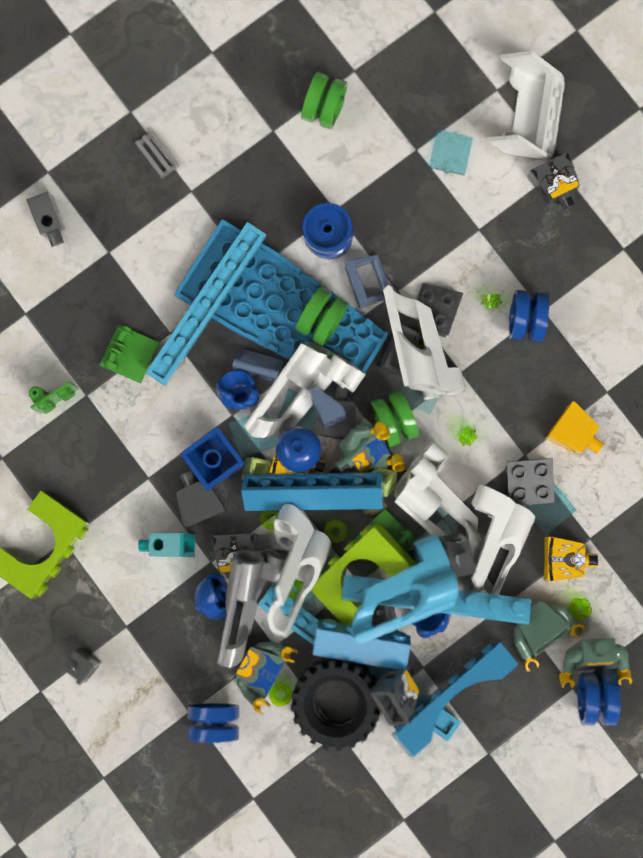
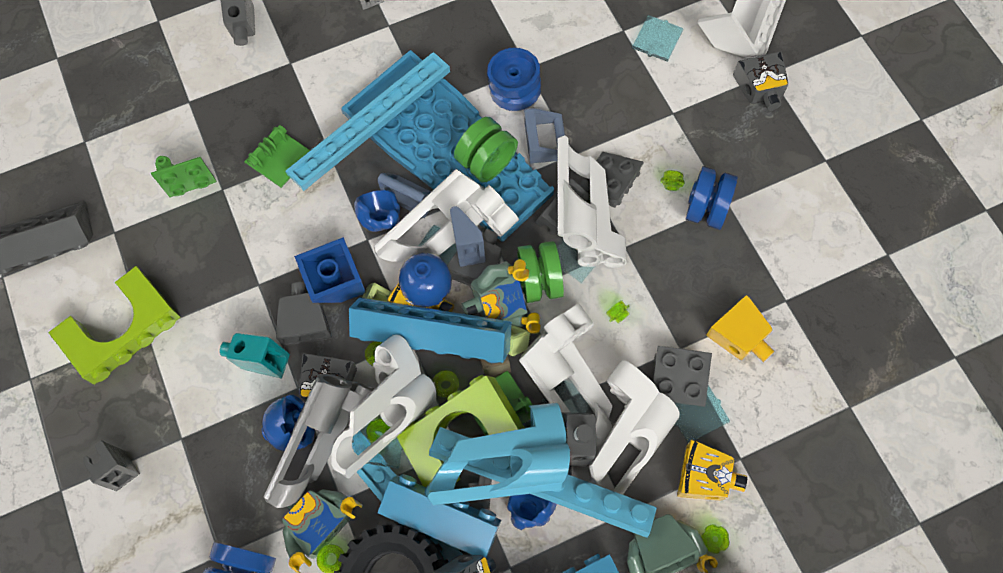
camera: 15 degrees right, 15 degrees down
(246, 443) = (377, 269): clear light blue piece -> none

